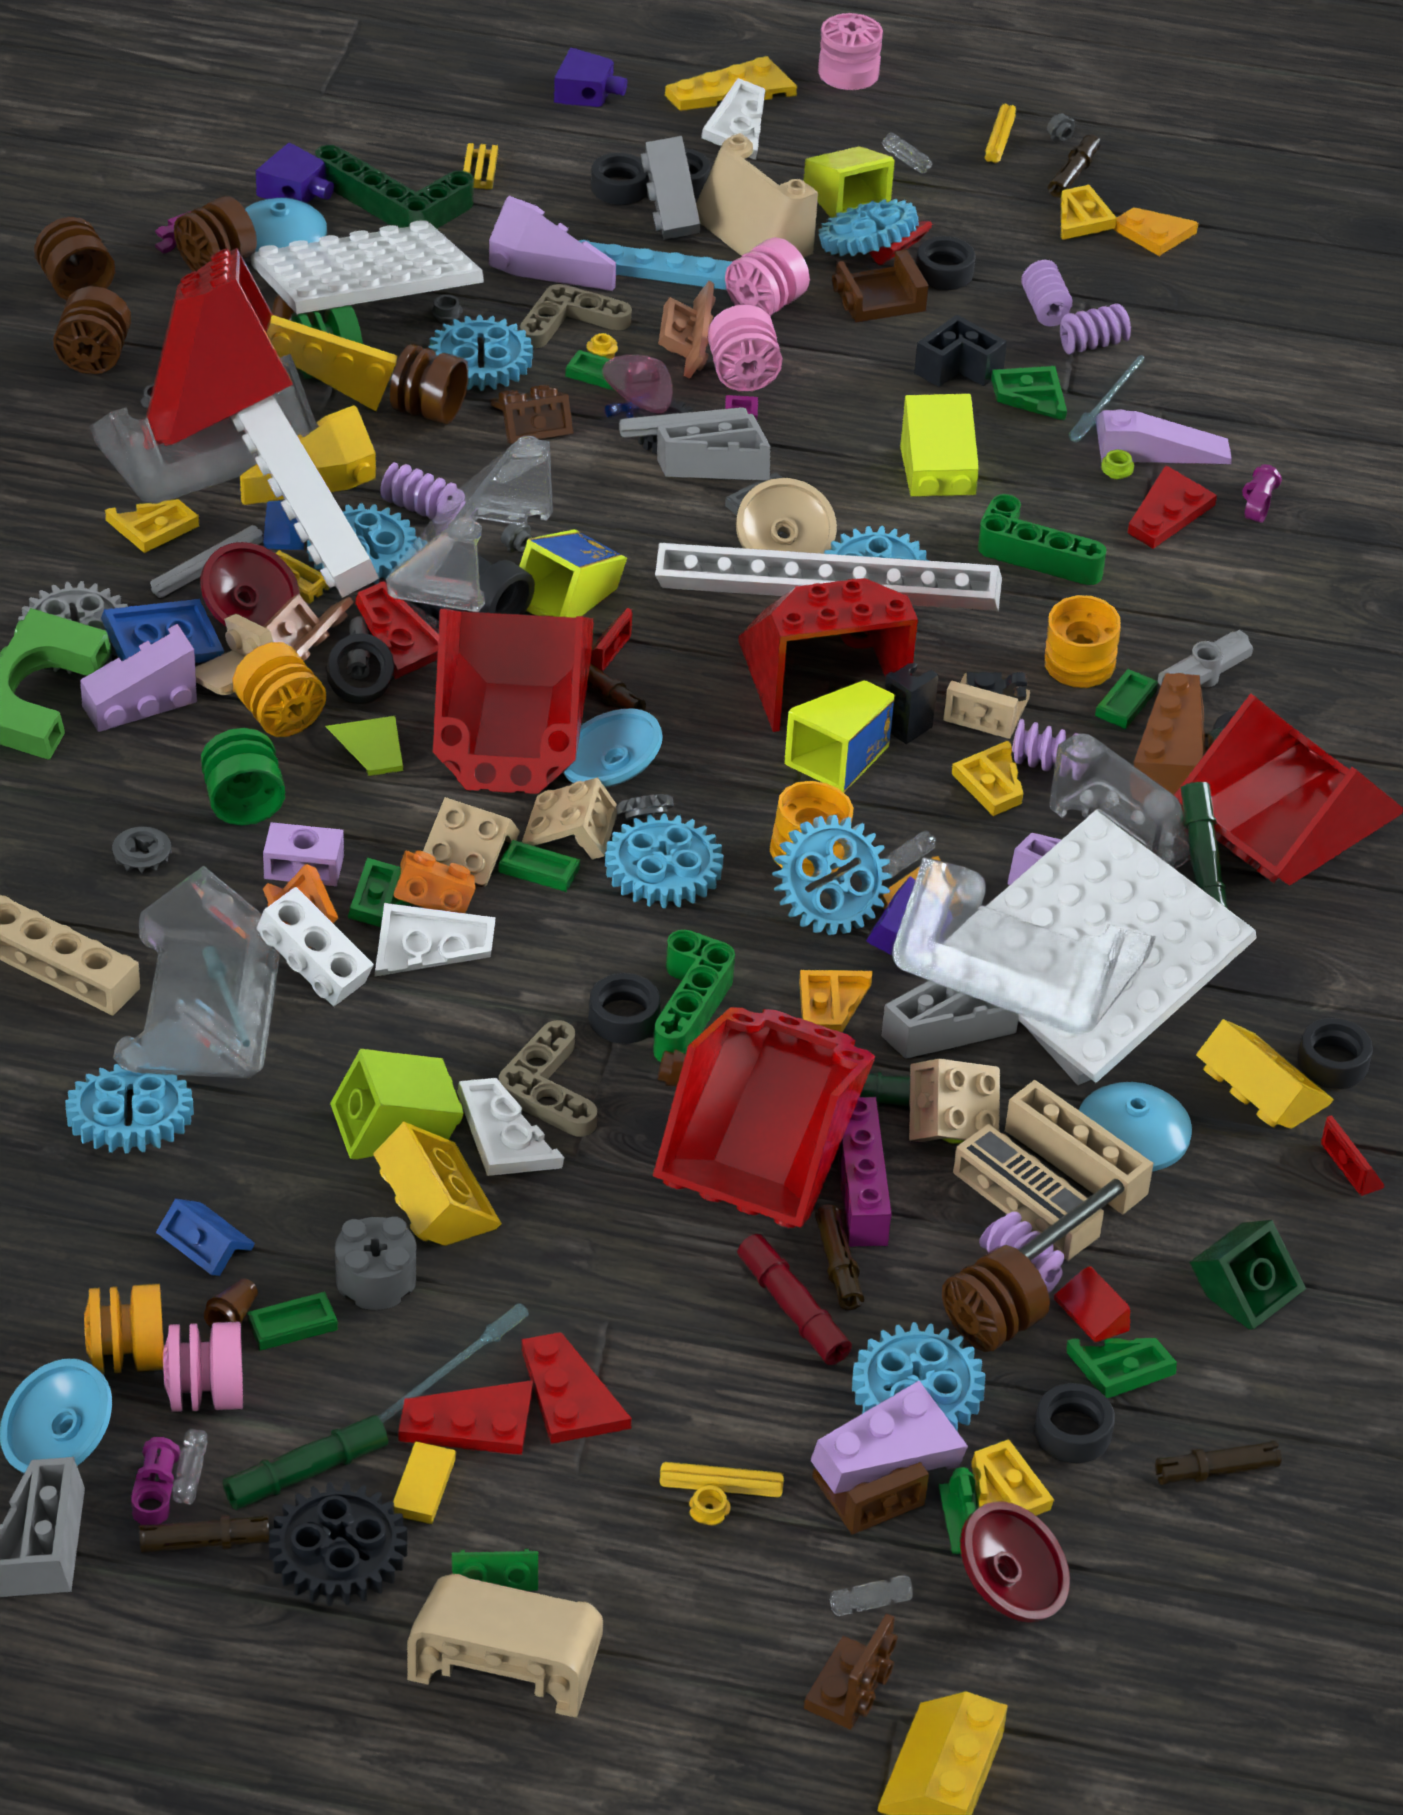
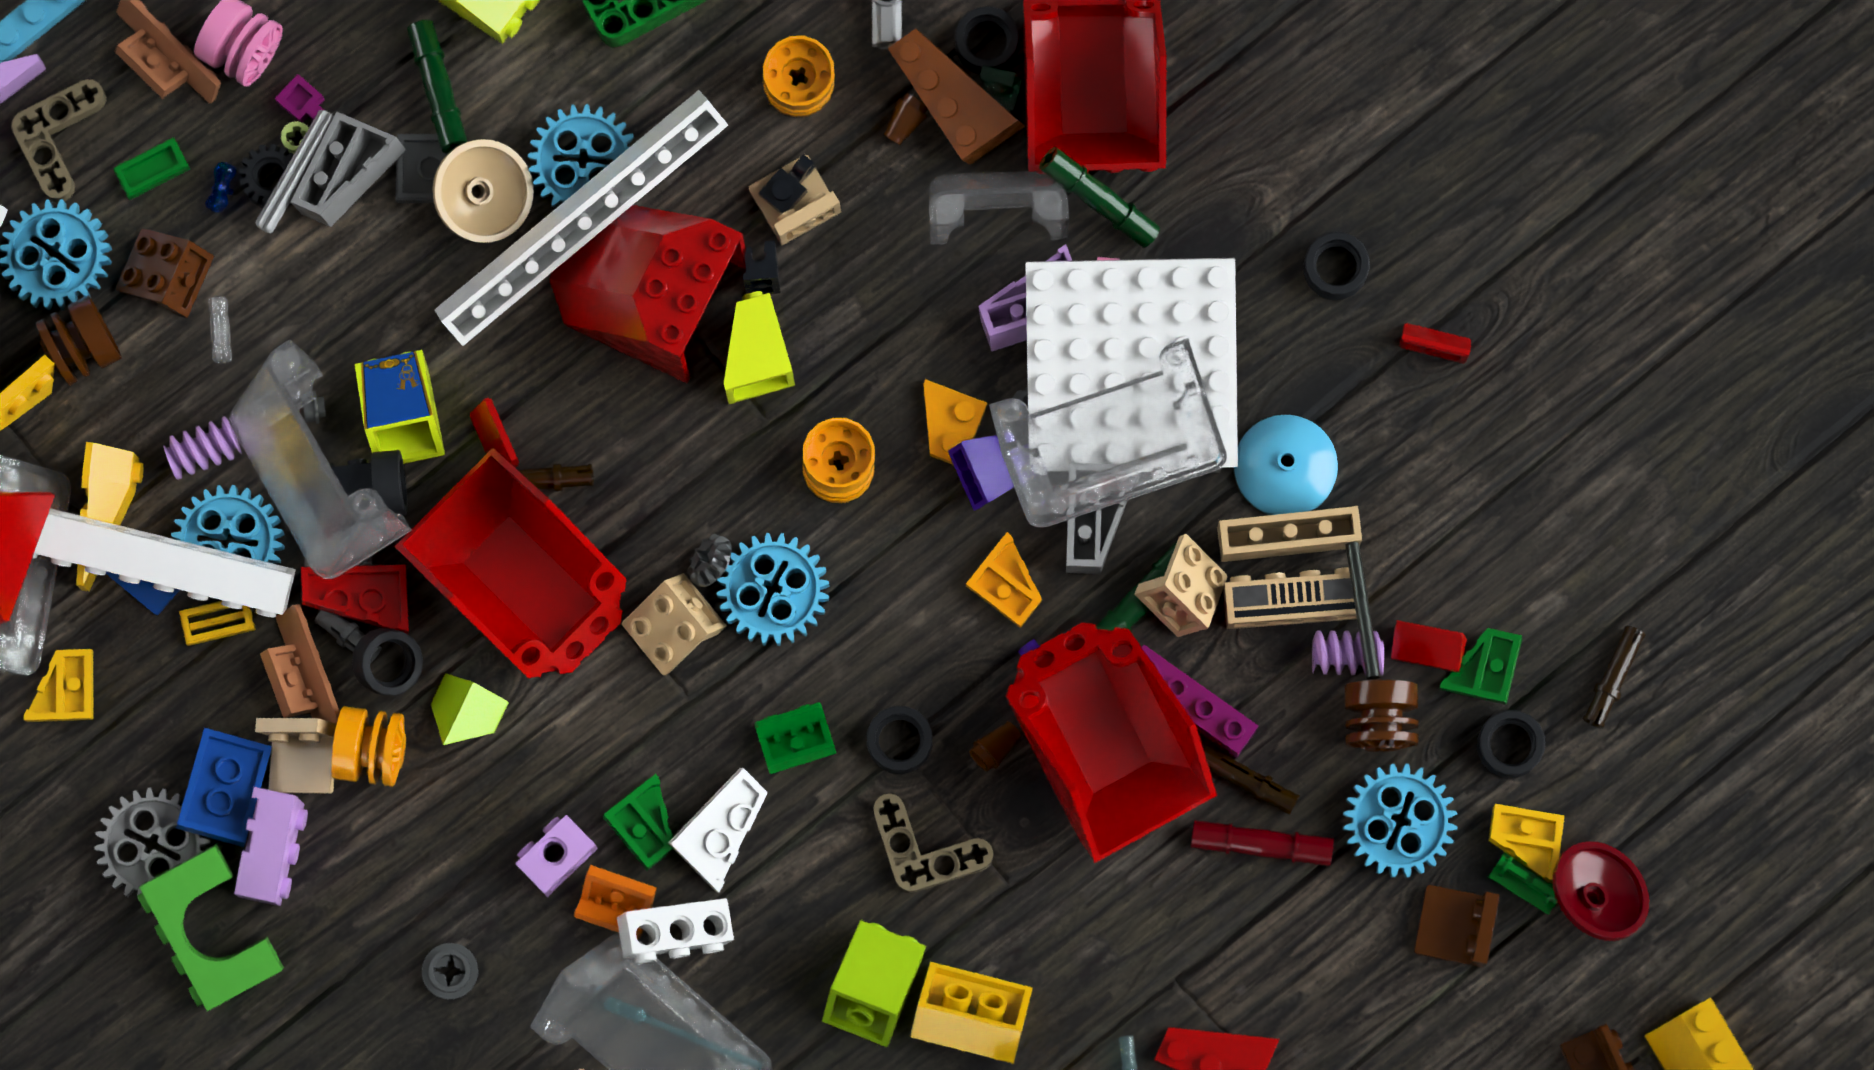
camera: 45 degrees left, 35 degrees up
(192, 568) = (145, 677): light grey axle -> none
(242, 776) = (442, 845): green wheel -> none
(249, 574) = (237, 665): dark red dish -> none
(434, 883) = (670, 782): orange bracket -> none
(469, 838) = (638, 719): tan bracket -> none
(502, 1133) = (951, 922): white wing -> none
(539, 865) = (698, 682): green tile -> none
(557, 938) = (795, 737): none -> green bracket
(602, 345) = (129, 149): yellow plate -> none
(616, 747) = (613, 531): medium azure dish -> none
(640, 381) = (204, 156): clear pink shield -> none
(706, 977) = (930, 687): green beam -> none
(712, 1498) = (1395, 1036): yellow plate -> none
(727, 1479) = (1374, 1018): yellow axle -> none
(817, 846) = (906, 485): medium azure gear -> none
(838, 466) = (437, 85): none -> dark green piece
(871, 1595) = (1541, 997): clear axle -> none
(888, 1437) = (1449, 896): lavender wedge -> none
(909, 852) = (902, 399): clear axle -> none
(991, 778) = (877, 267): yellow wing -> none
(1036, 745) = (884, 200): lavender piece -> none
(1124, 729) = (905, 118): none -> reddish brown cone
(1126, 698) = (867, 83): green tile -> none
(1249, 1273) = (1480, 513): dark green slope -> none
(1261, 1076) = (1320, 337): yellow slope -> none

